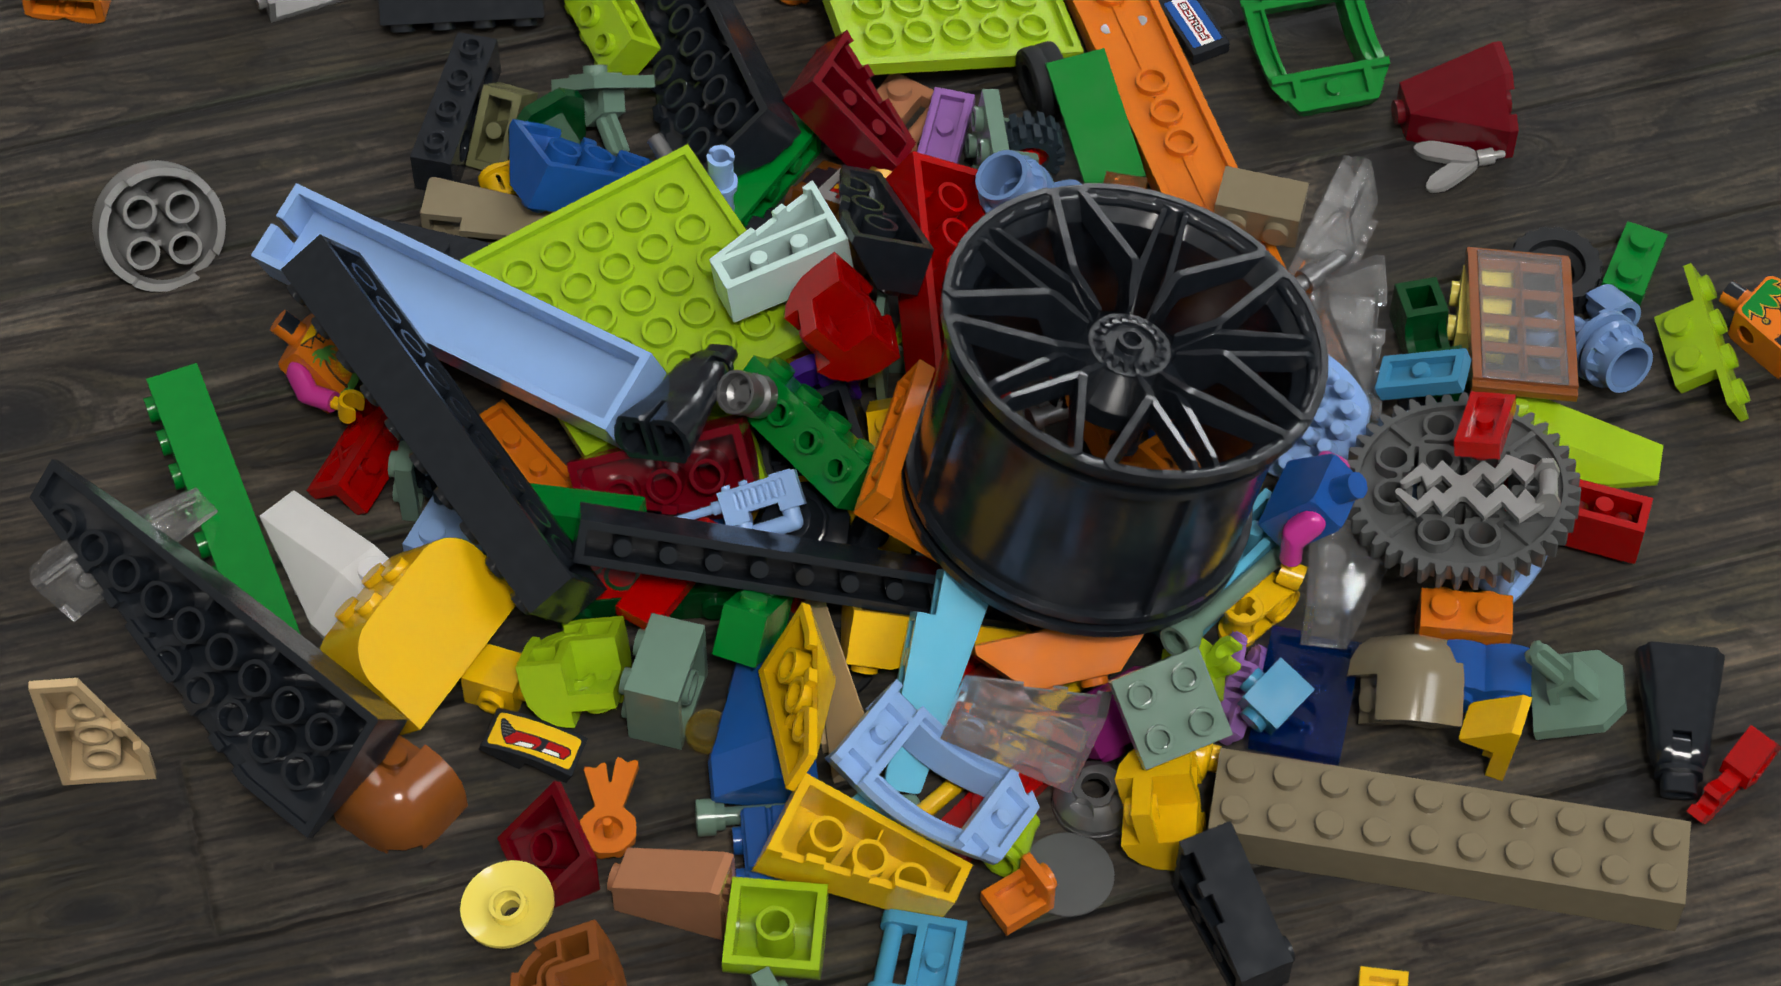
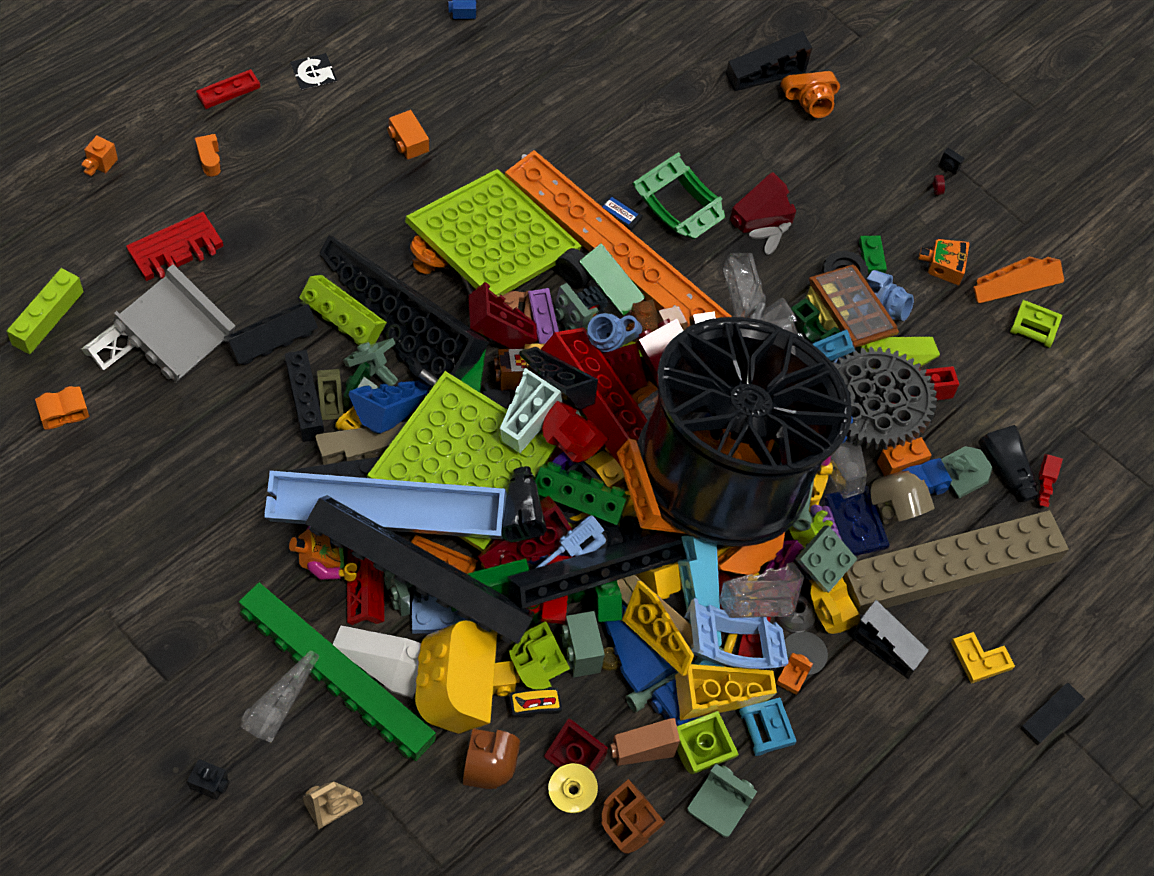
camera: 35 degrees left, 5 degrees up
(152, 208) = (188, 511): light grey cylinder -> none
(264, 693) = (410, 741): black wedge -> none
(609, 824) = (592, 723): orange piece -> none
(722, 171) = (468, 376): light blue pin -> none
(747, 394) = (547, 489): flat silver wheel -> none
(1263, 205) = (711, 294): dark tan brick -> none
(1272, 696) = (854, 530): dark azure brick -> none
(1463, 488) = (885, 399): light grey piece -> none
(1485, 425) = (879, 364): red plate -> none
(1496, 729) = (951, 503): yellow slope -> none
(1697, 347) = (921, 285): lime bracket -> none

